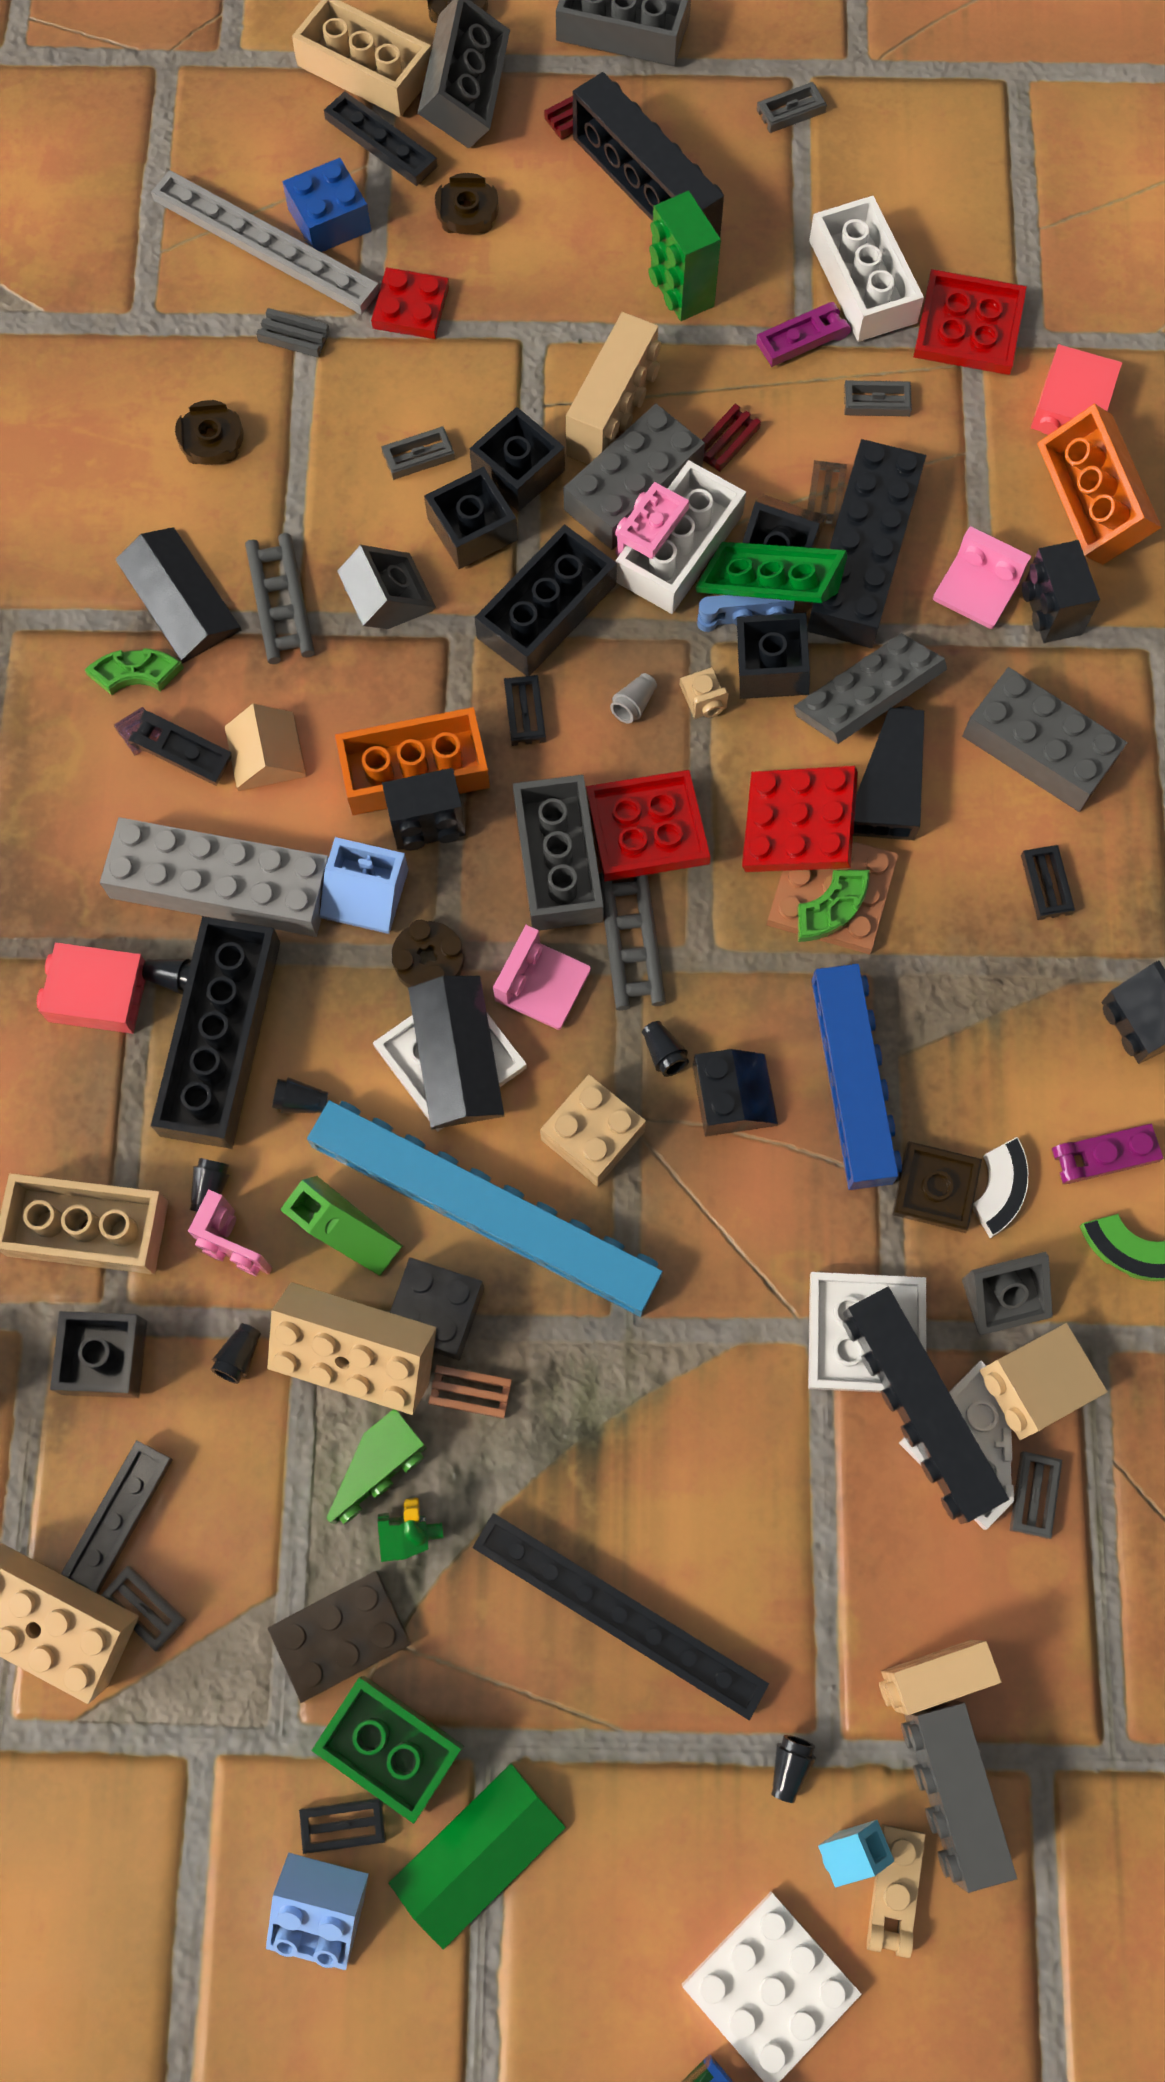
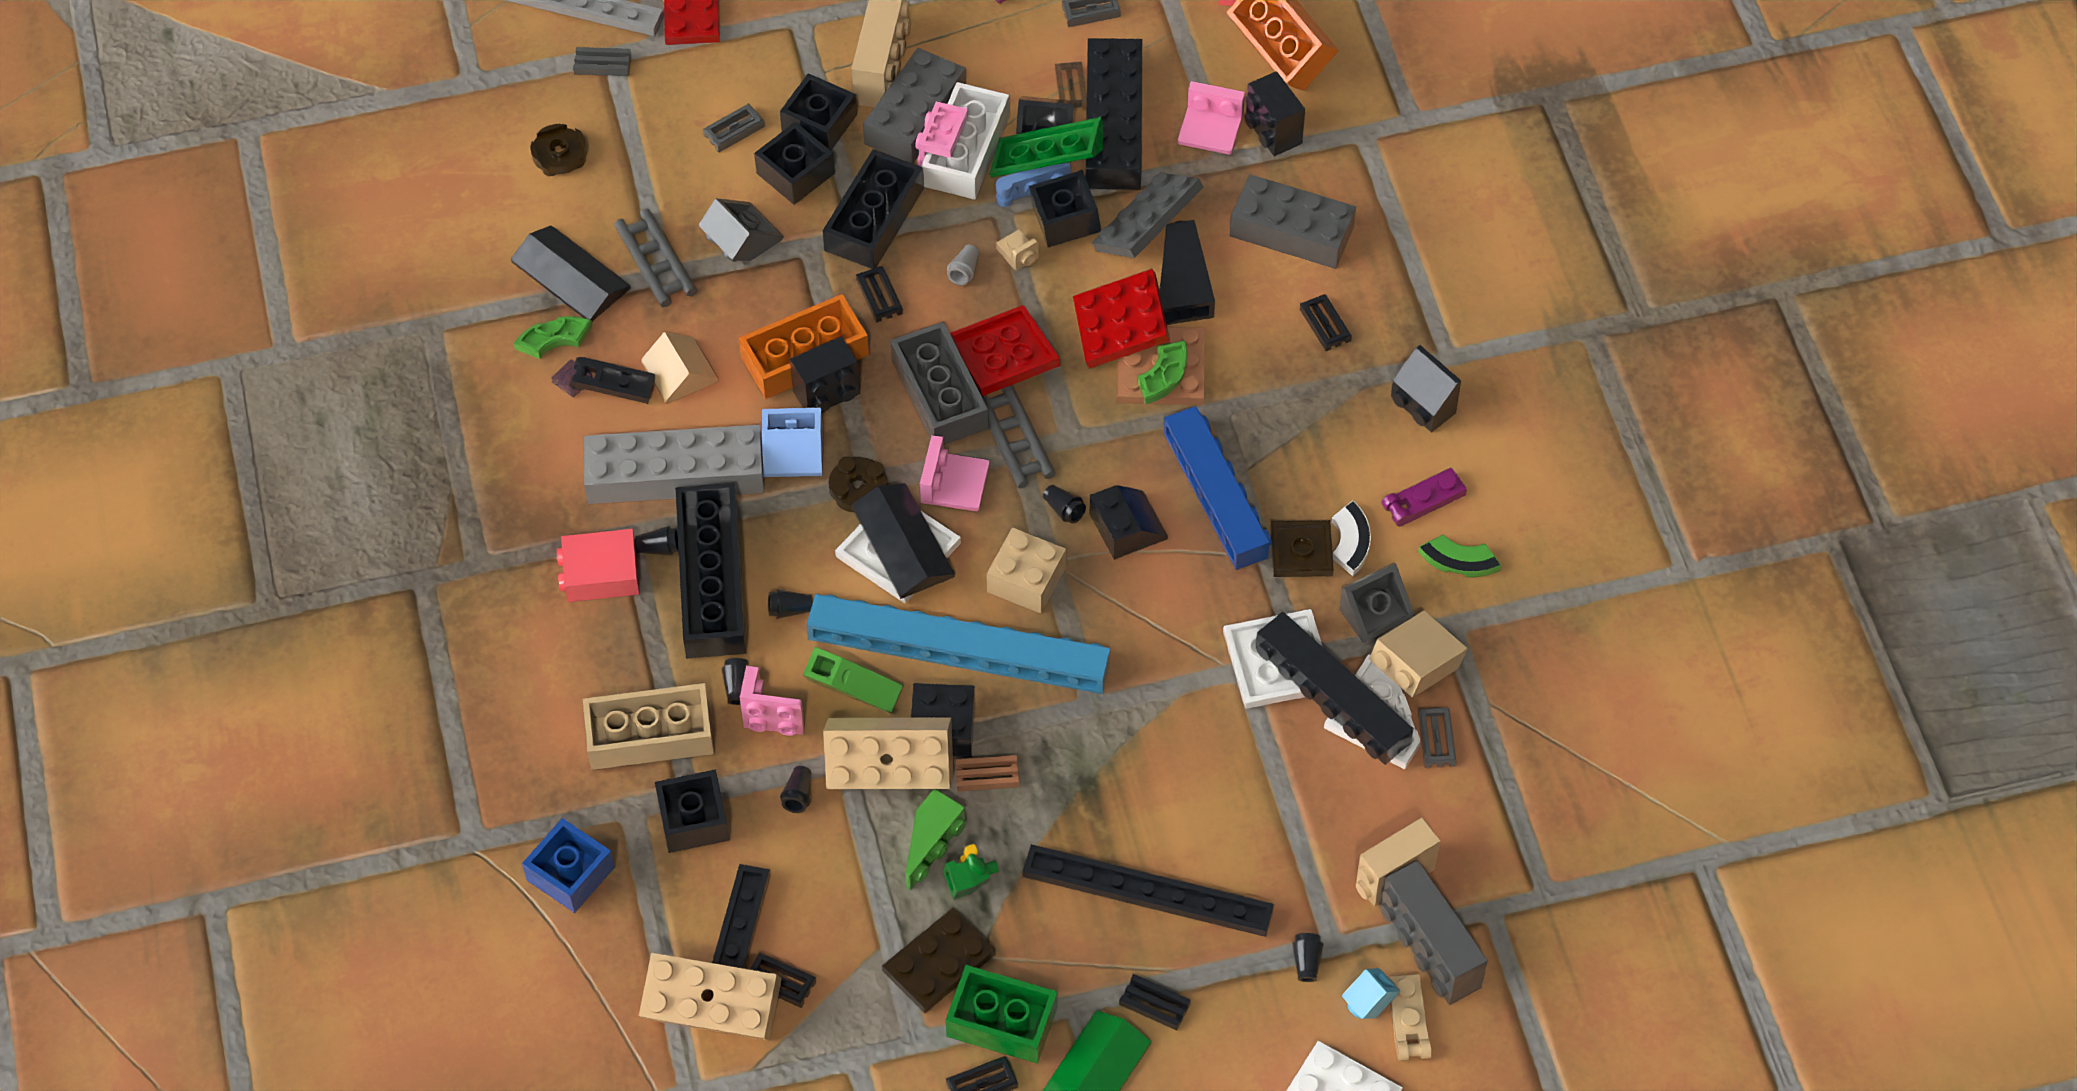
camera: 15 degrees left, 15 degrees down
(611, 1798) = (1160, 992): none -> black tile
(741, 419) = (987, 47): dark red tile -> none

